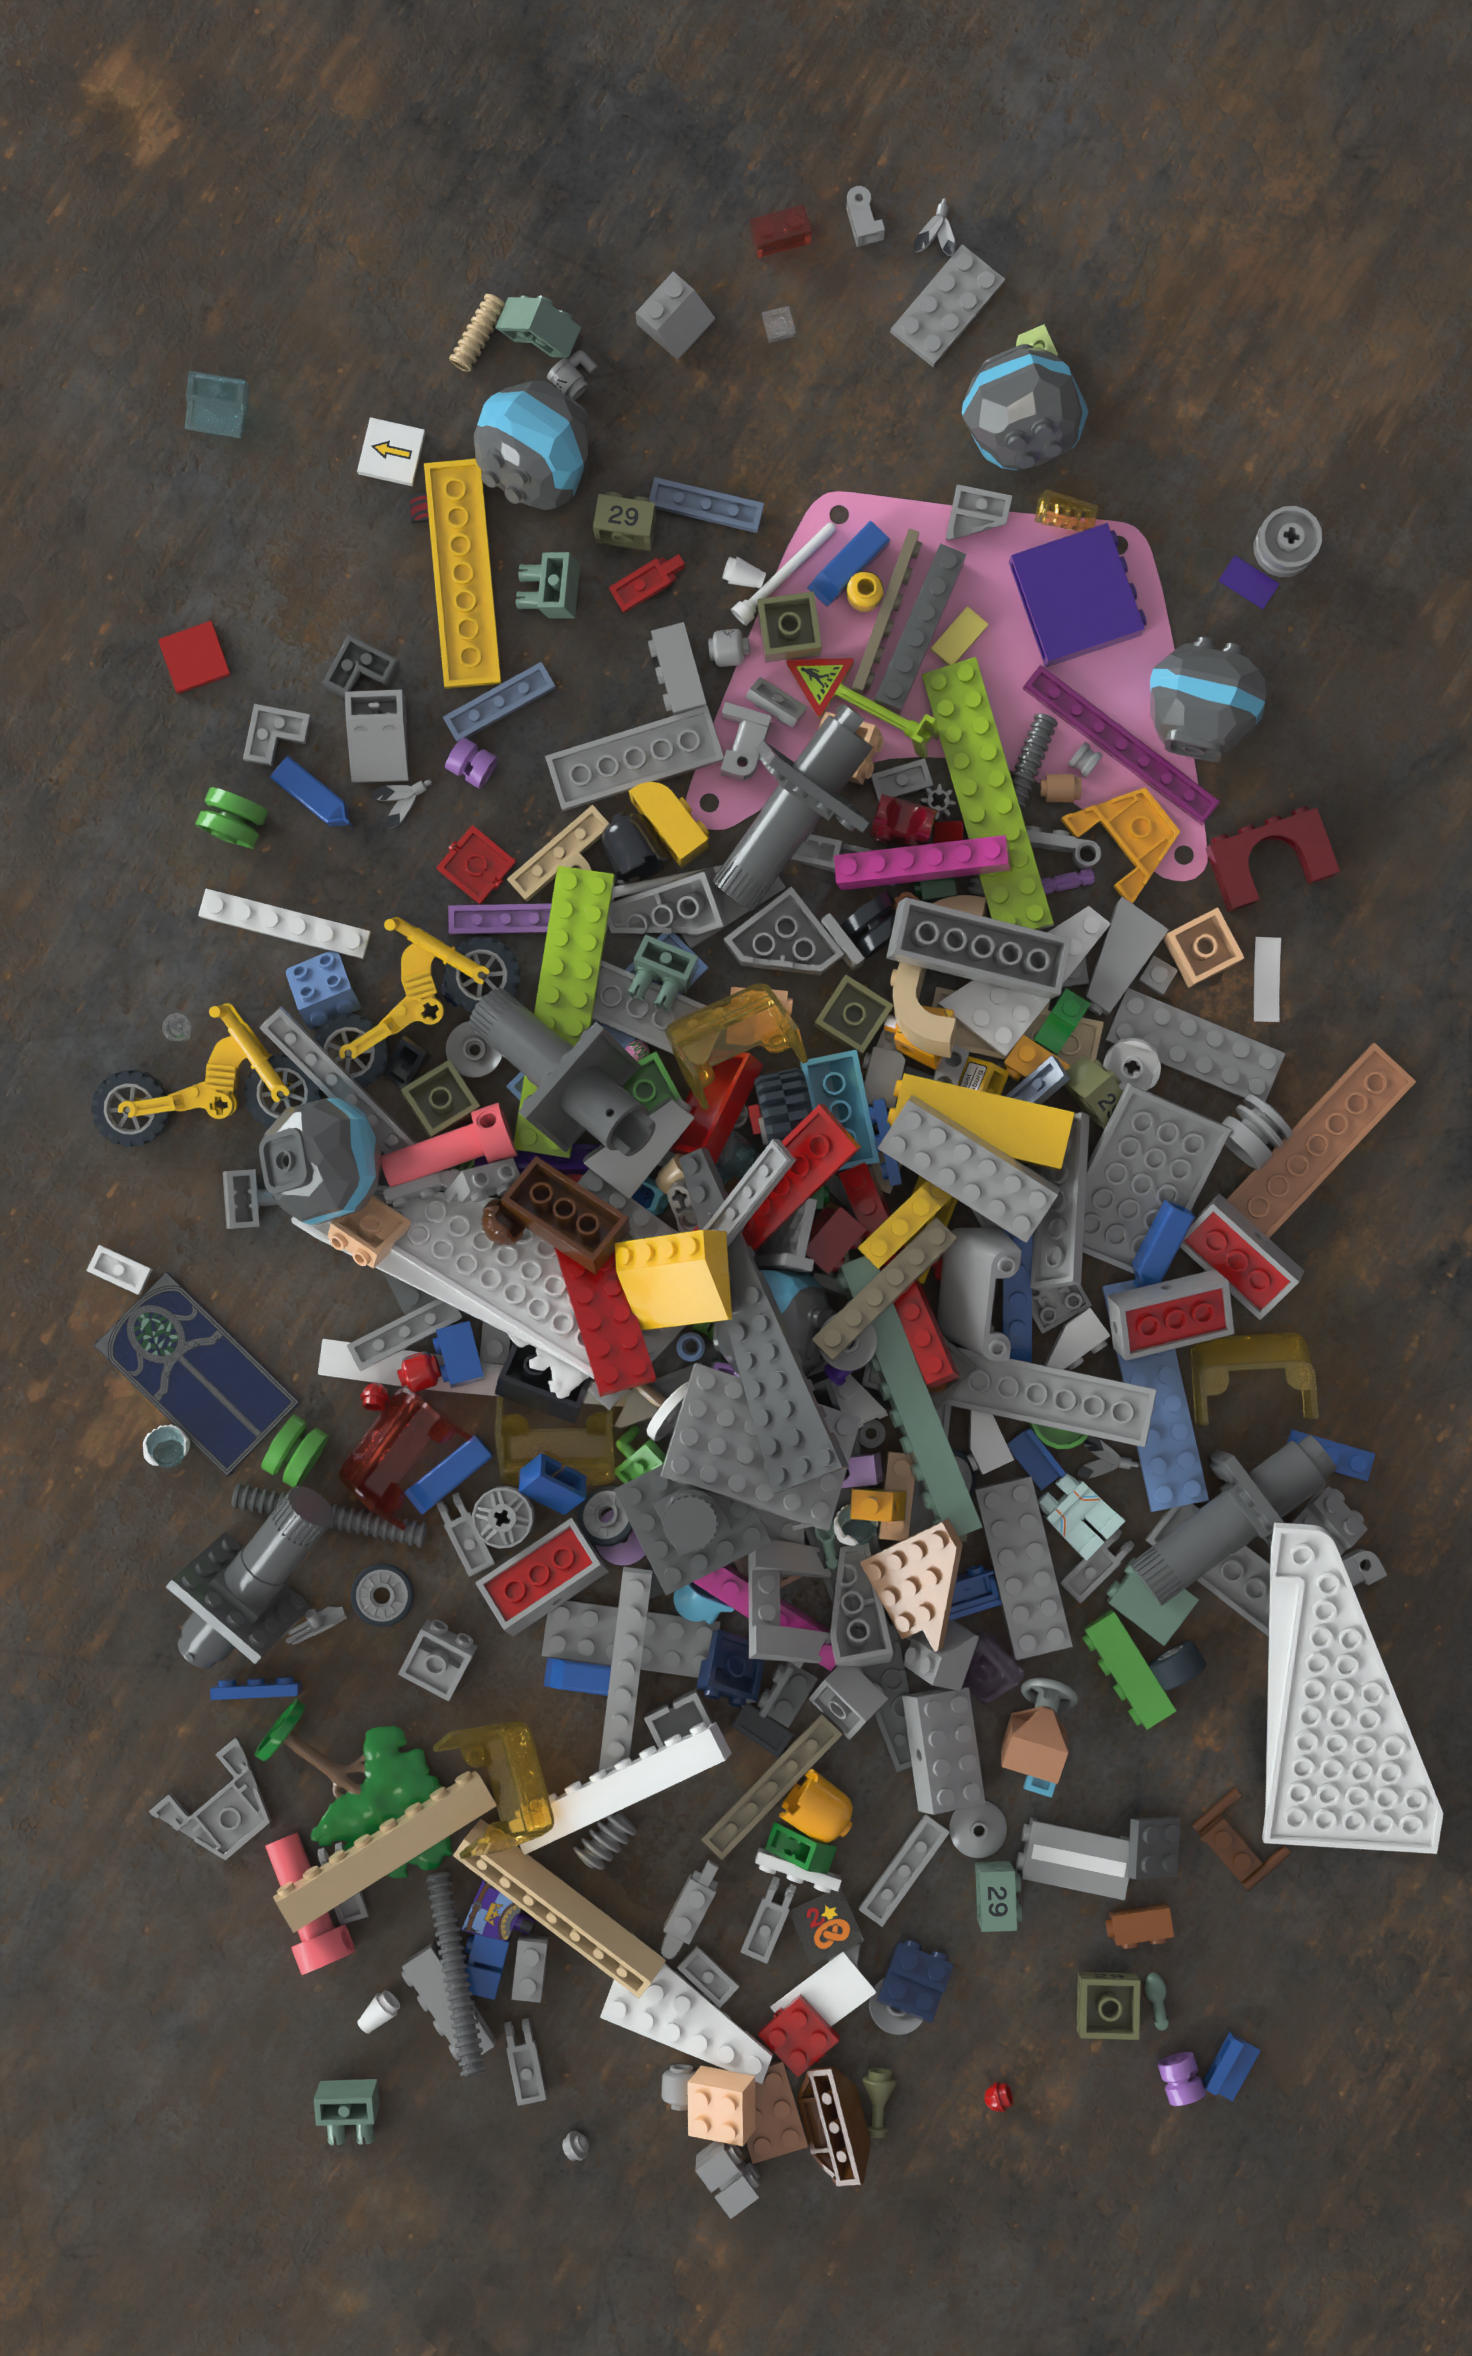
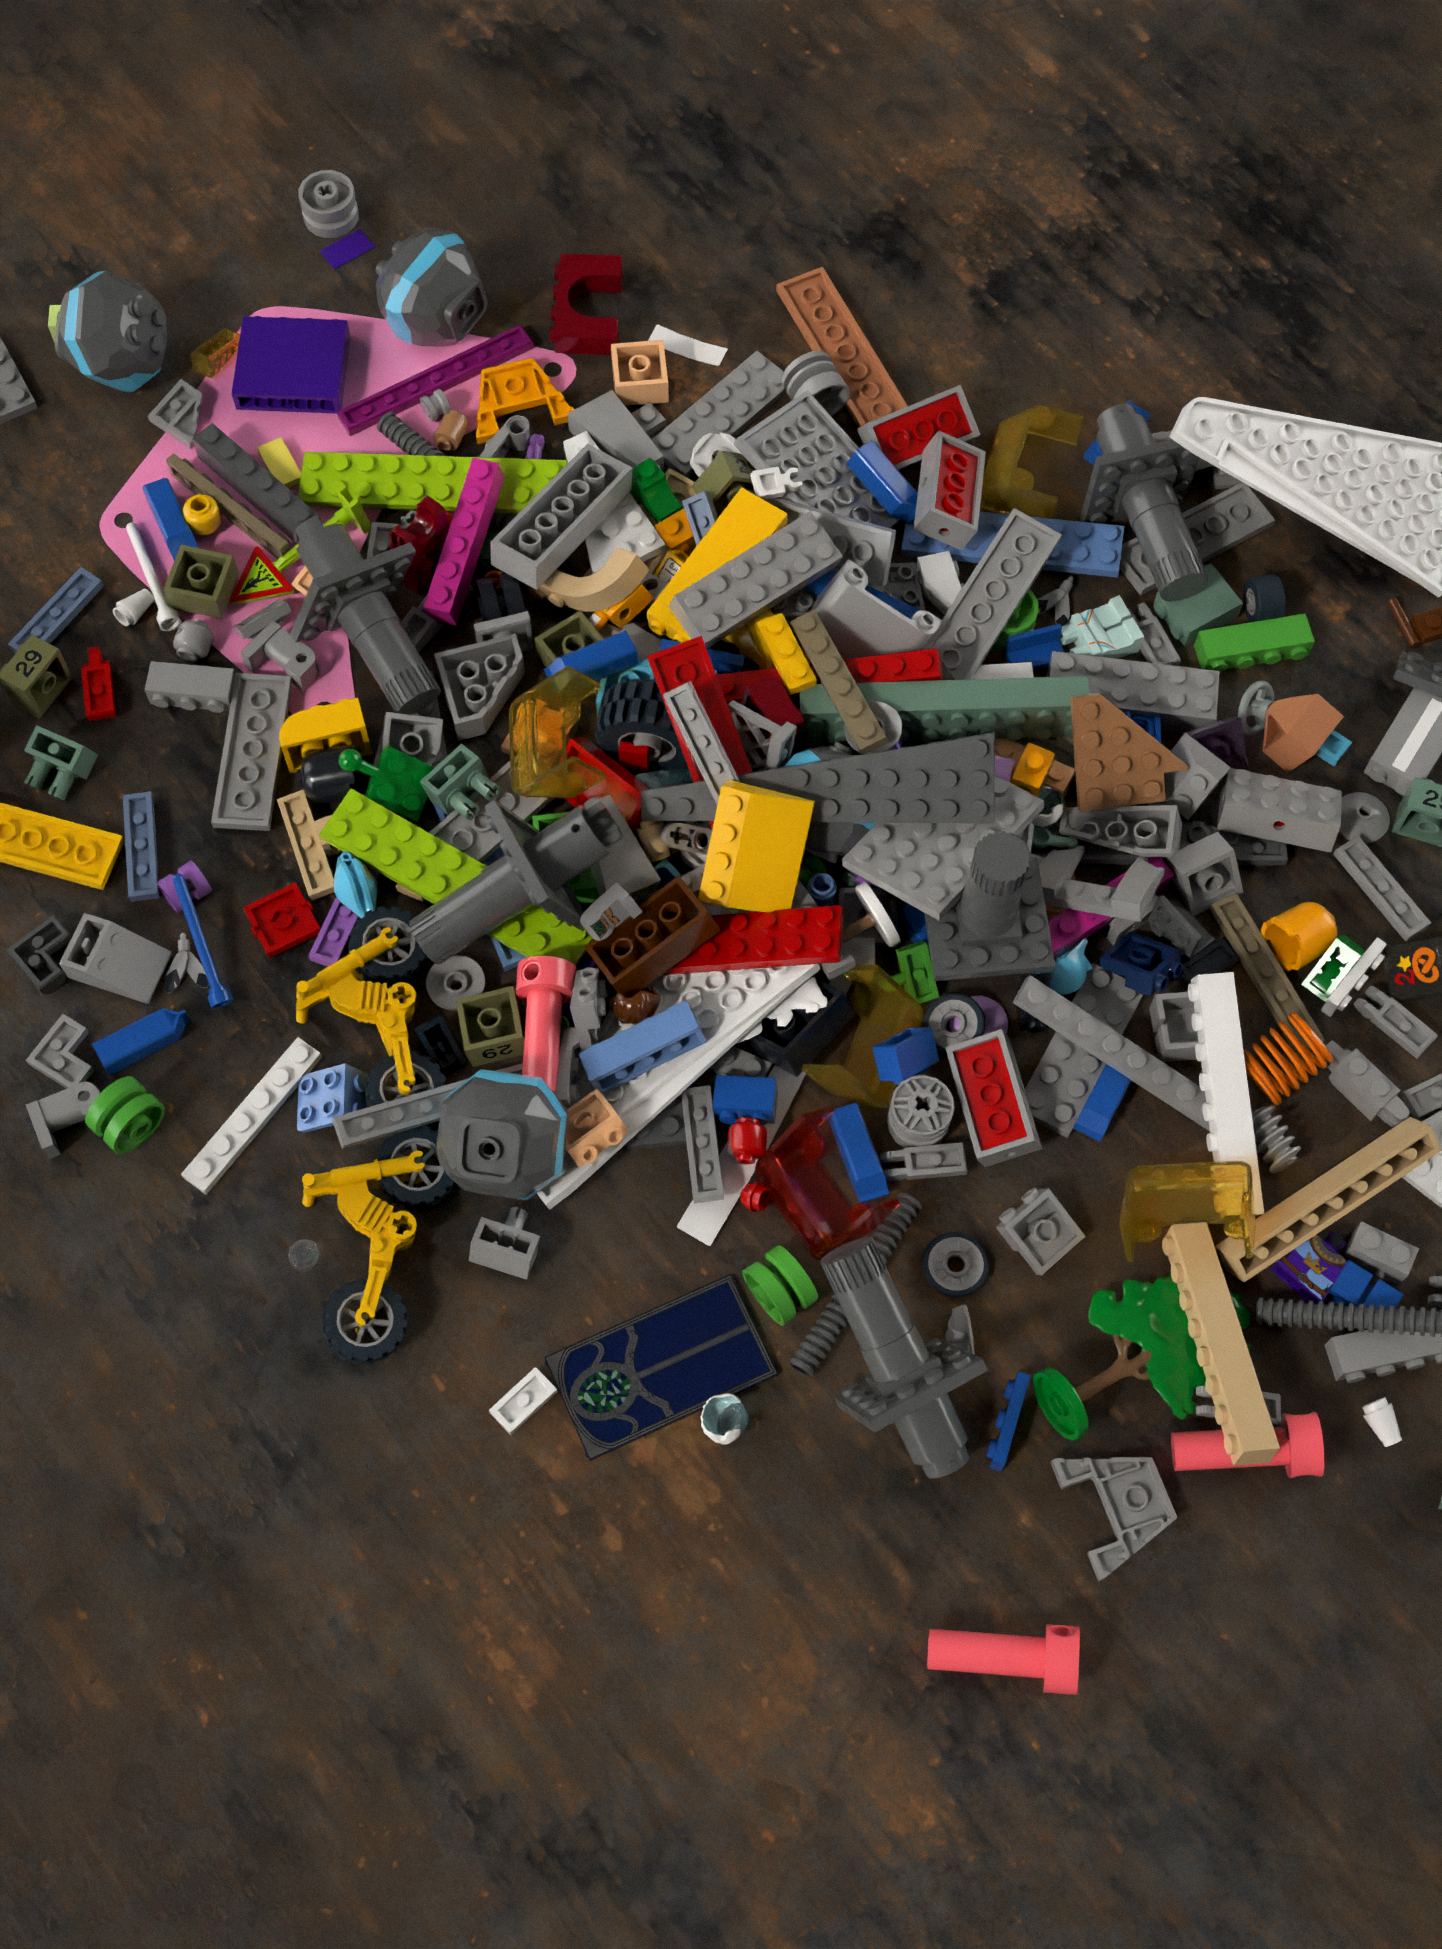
camera: 70 degrees left, 20 degrees down
(63, 1791) = (1046, 1658): none -> coral piece
(221, 760) = (59, 1112): none -> light grey piece
(382, 842) = (219, 994): none -> blue piece
(462, 1247) = (642, 1047): none -> medium blue brick
(528, 919) = (355, 885): none -> medium azure hat
(571, 1167) = (609, 912): none -> light grey leg
(641, 908) = (394, 780): none -> green plate
(697, 1840) = (1265, 1081): none -> orange piece
(832, 1042) = (599, 658): none -> blue piece
(1094, 1138) = (772, 484): none -> white plate

